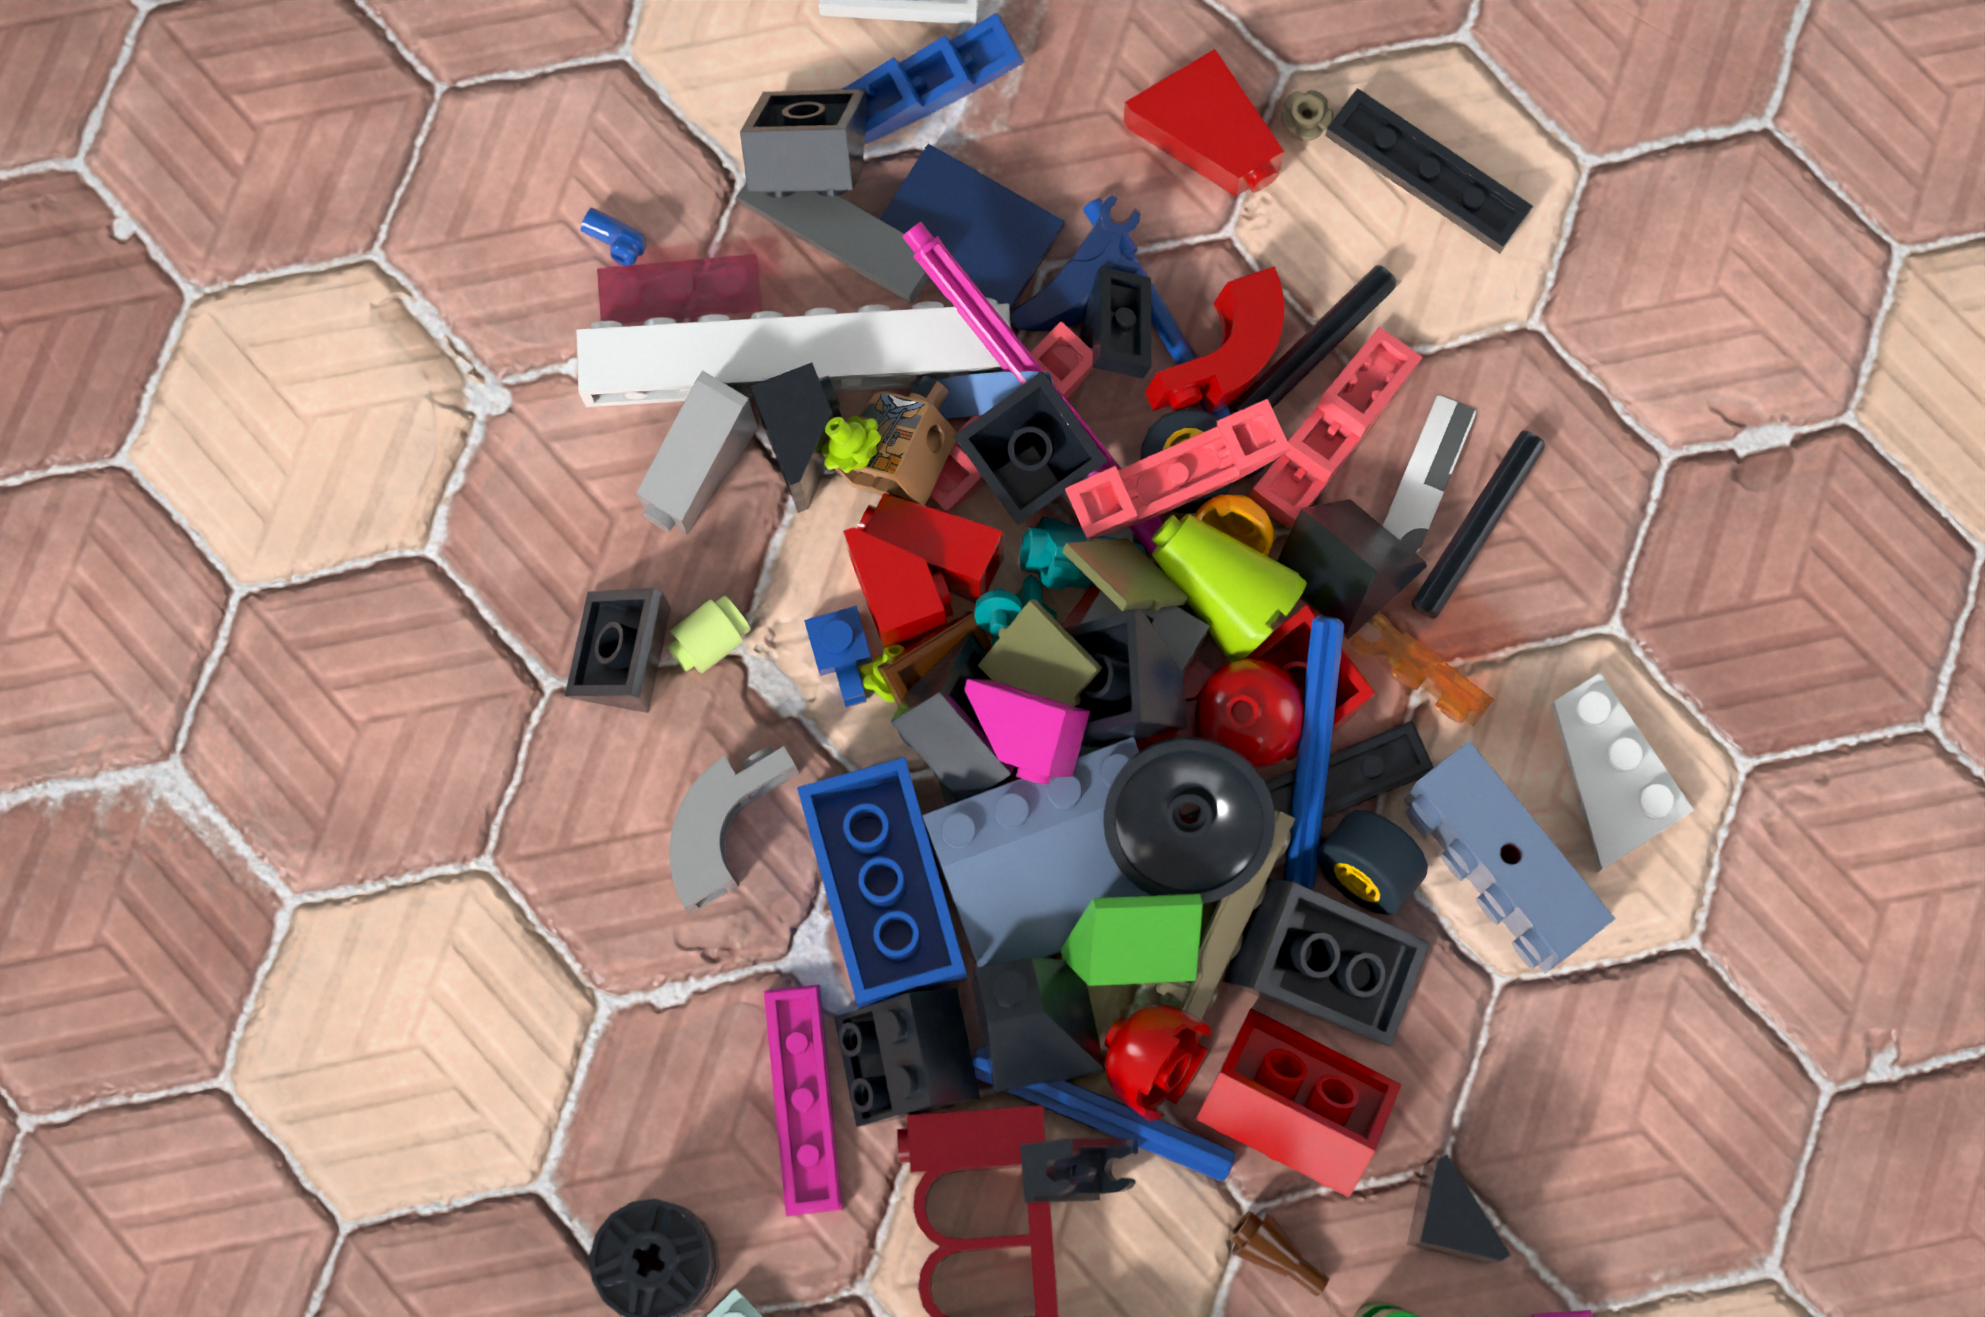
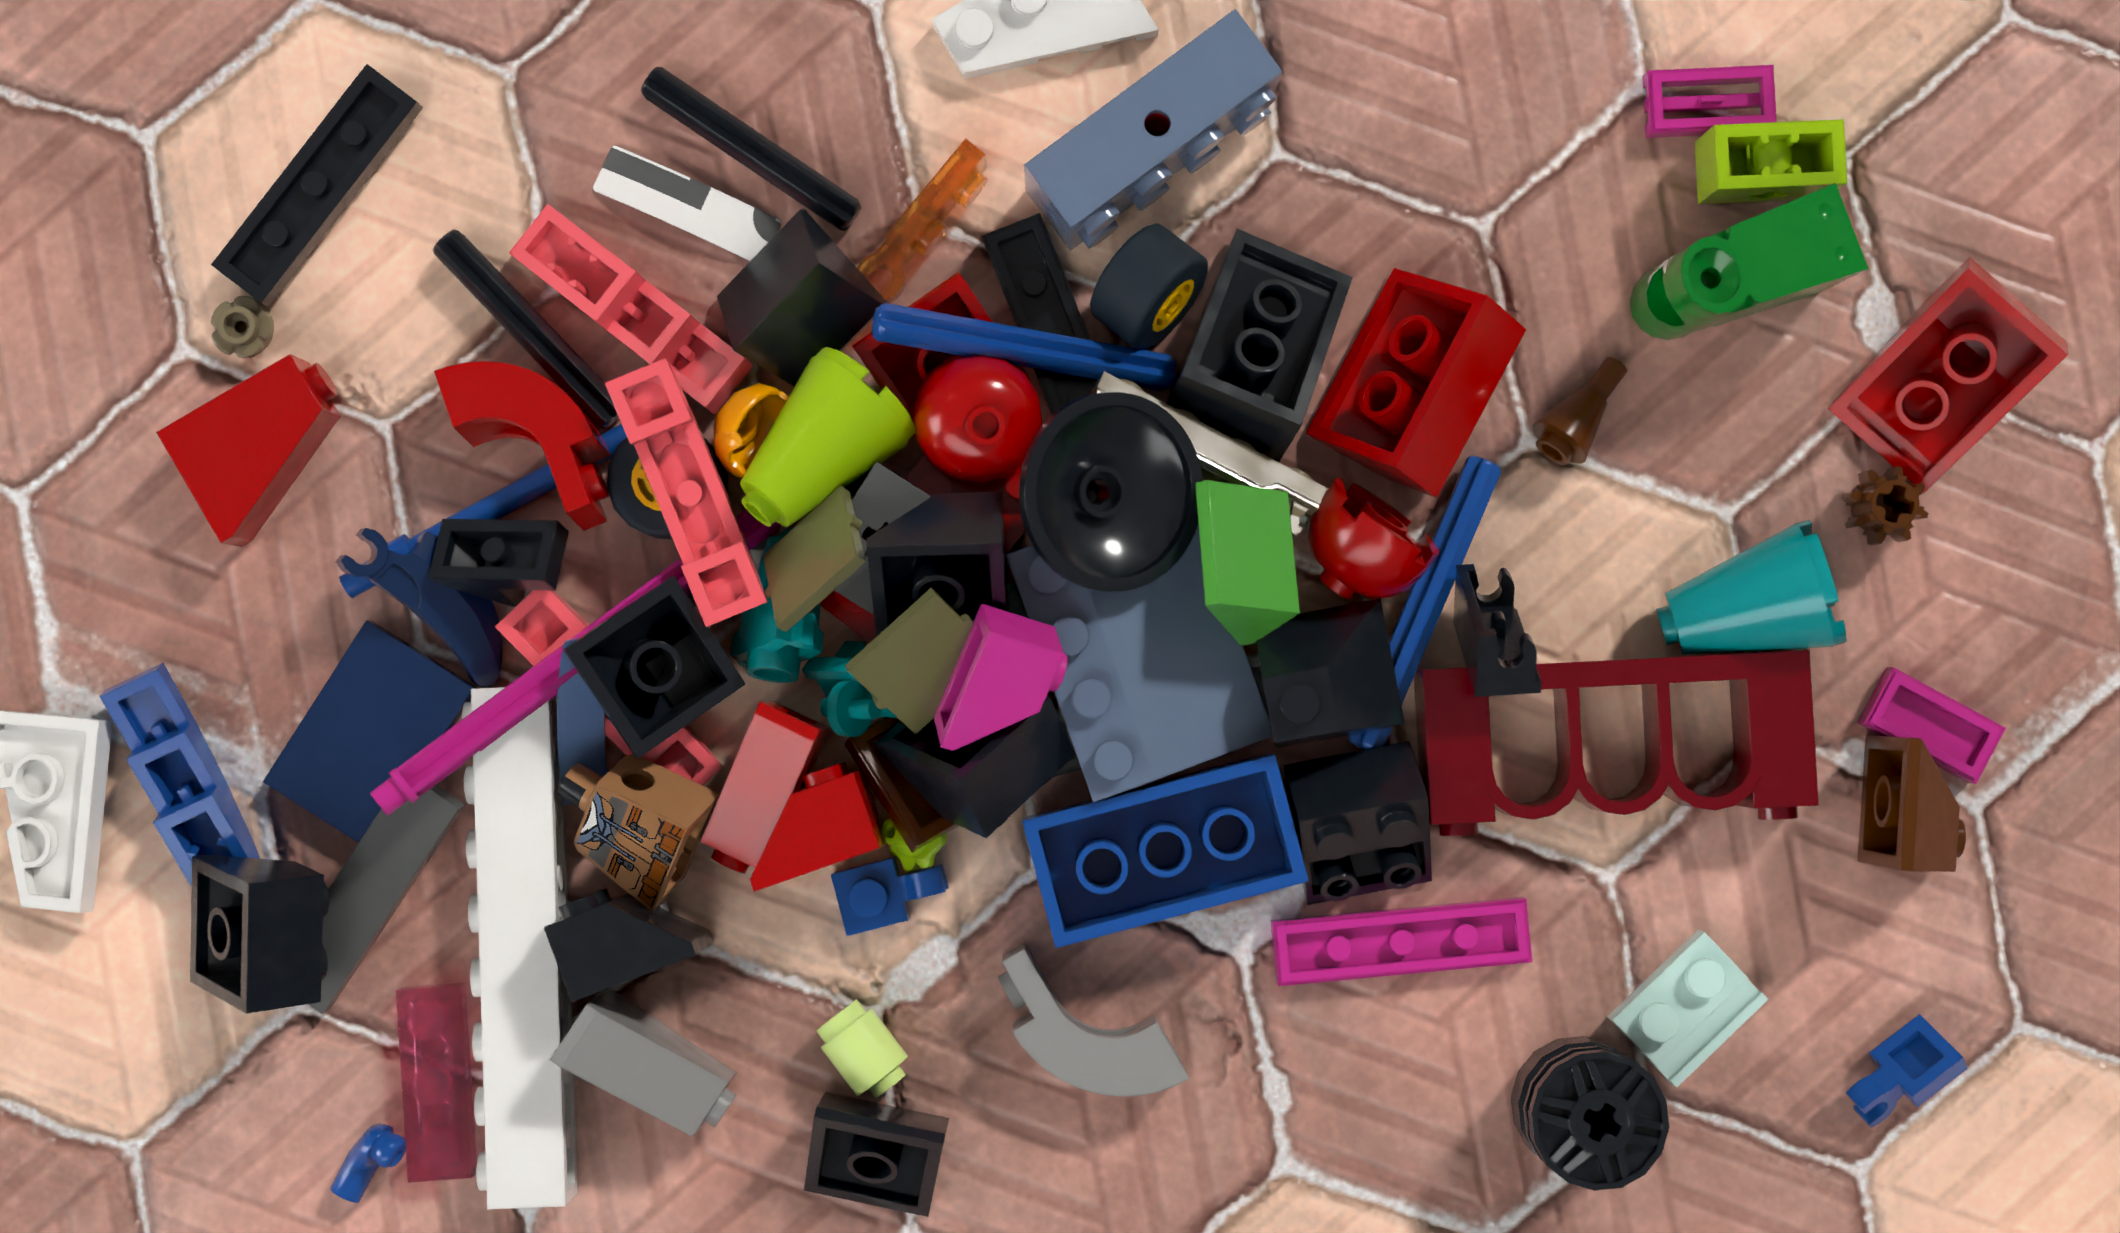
camera: 95 degrees left, 10 degrees up
(850, 443) = (643, 881): lime plant -> none
(1451, 1219) = (1558, 221): black slope -> none

